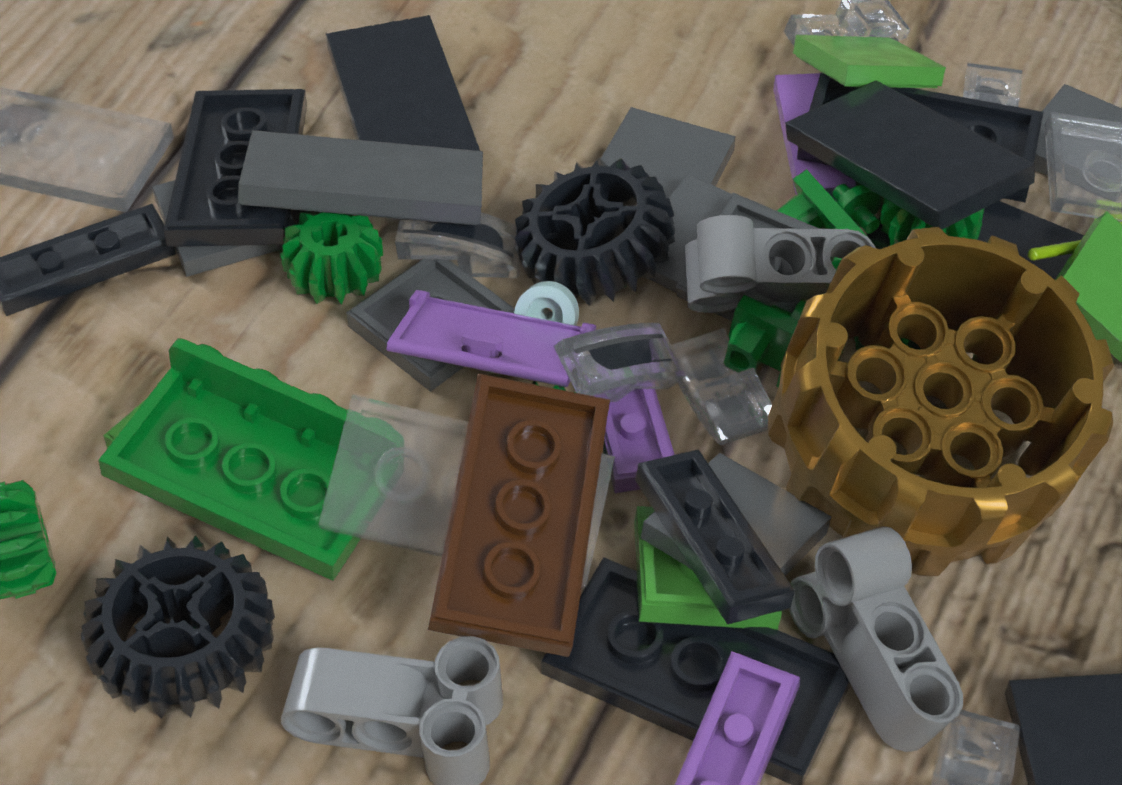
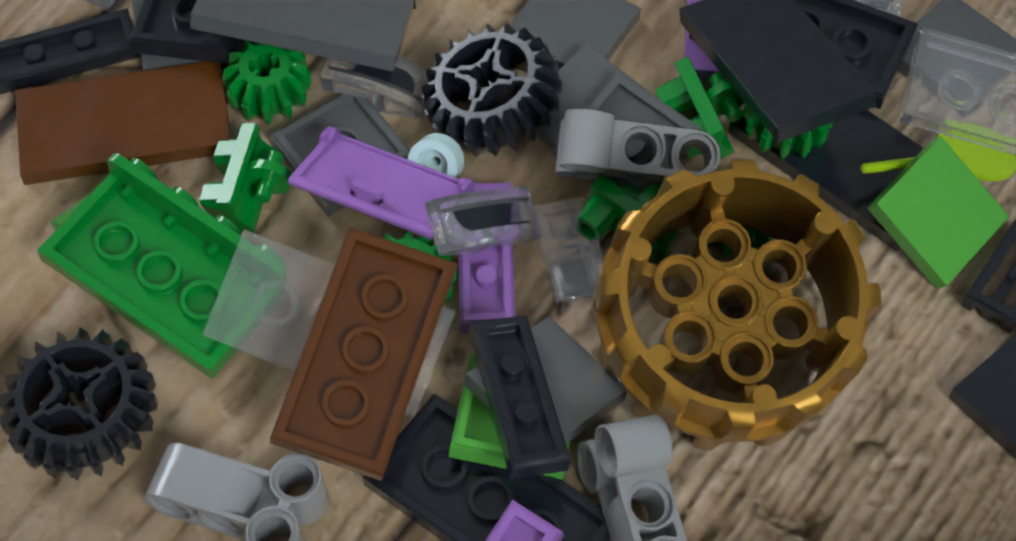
camera: 10 degrees right, 10 degrees up
(125, 327) = (140, 115): none -> reddish brown tile
(333, 352) = (250, 178): none -> green hips

